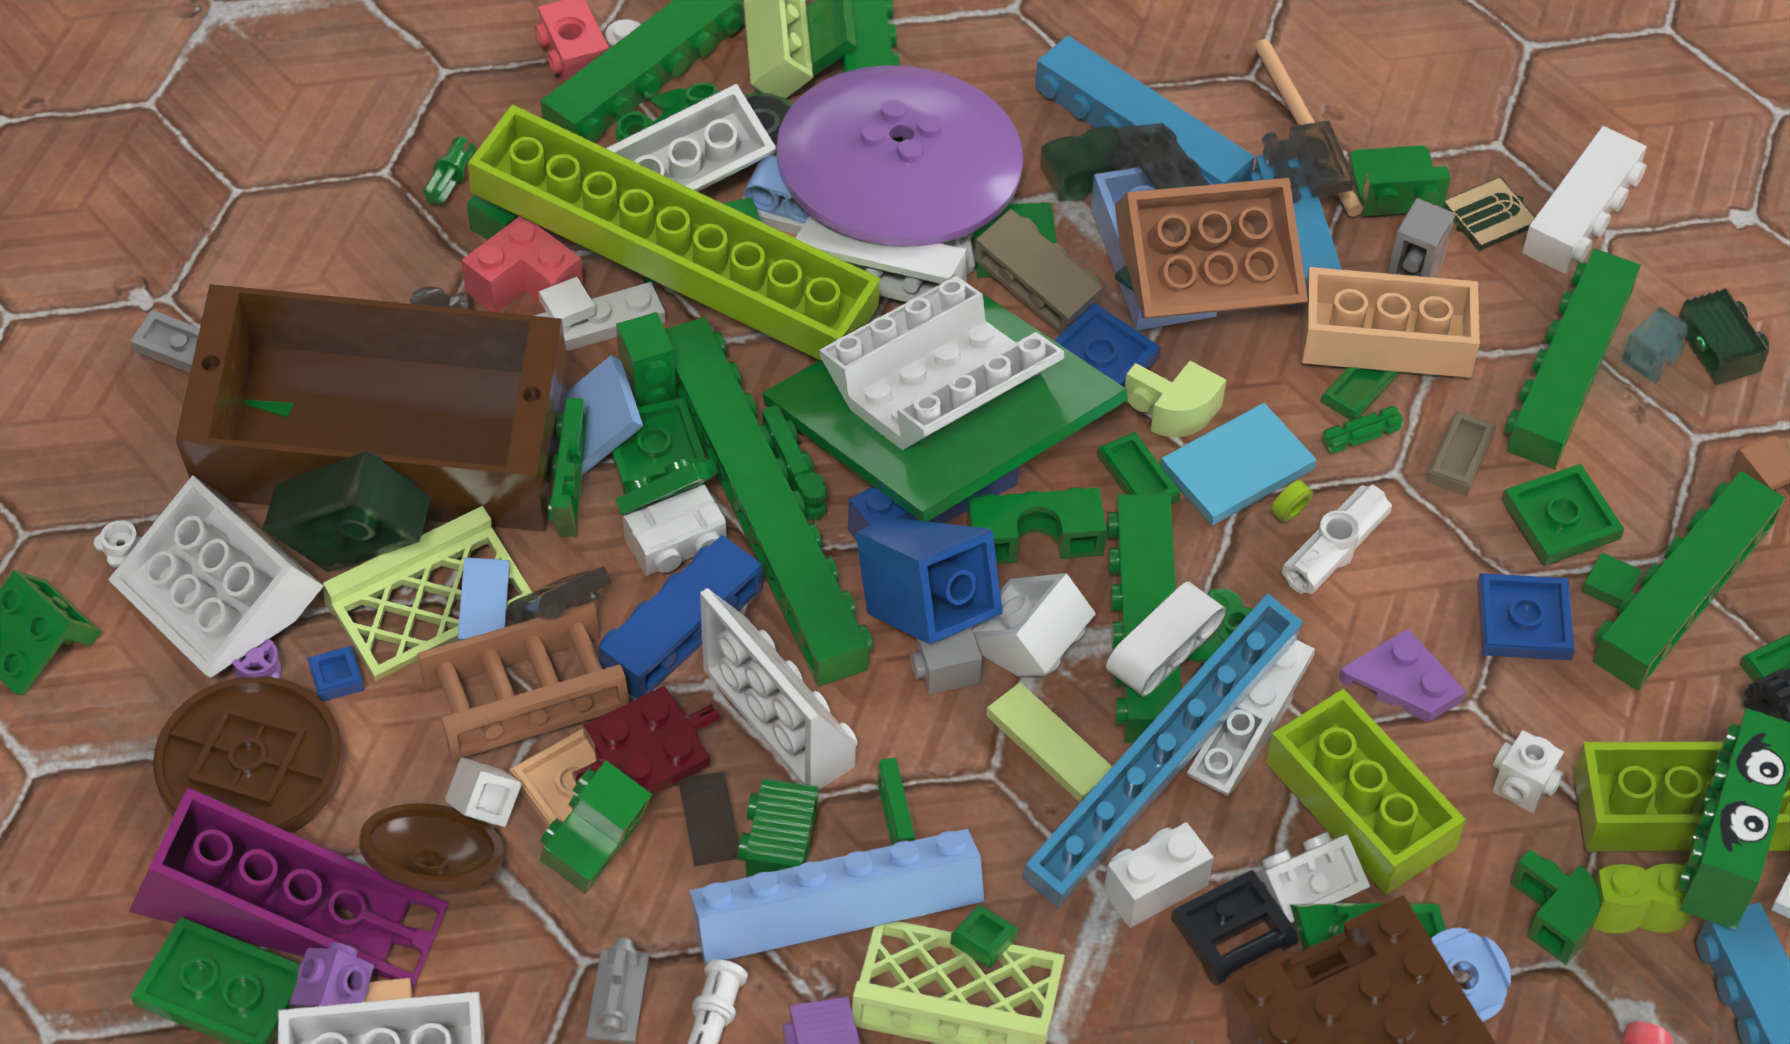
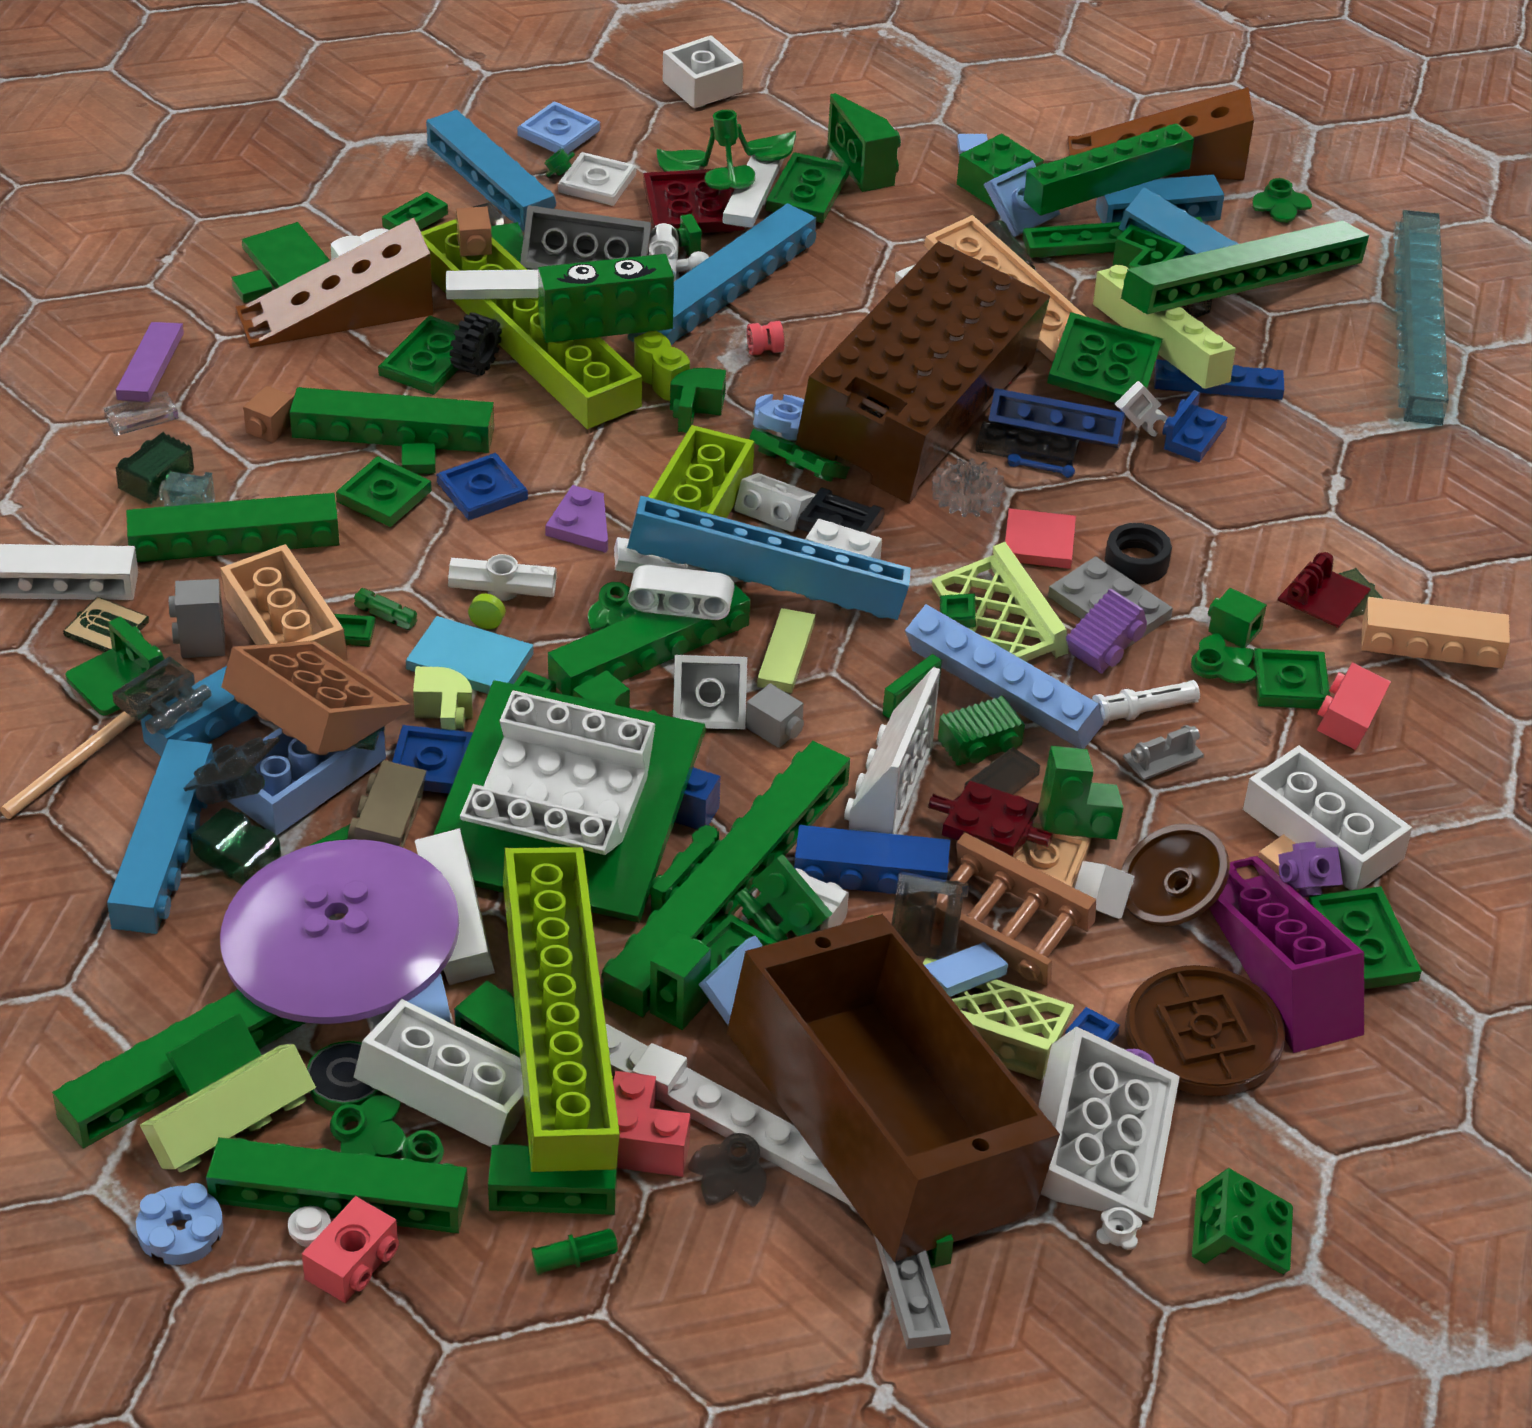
camera: 125 degrees left, 10 degrees down
(347, 512) = (1001, 1019): clear green brick -> none
(929, 576) = (744, 720): blue slope -> none
(1461, 453) = (363, 559): dark tan tile -> none
(1528, 771) = (614, 434): white brick -> none

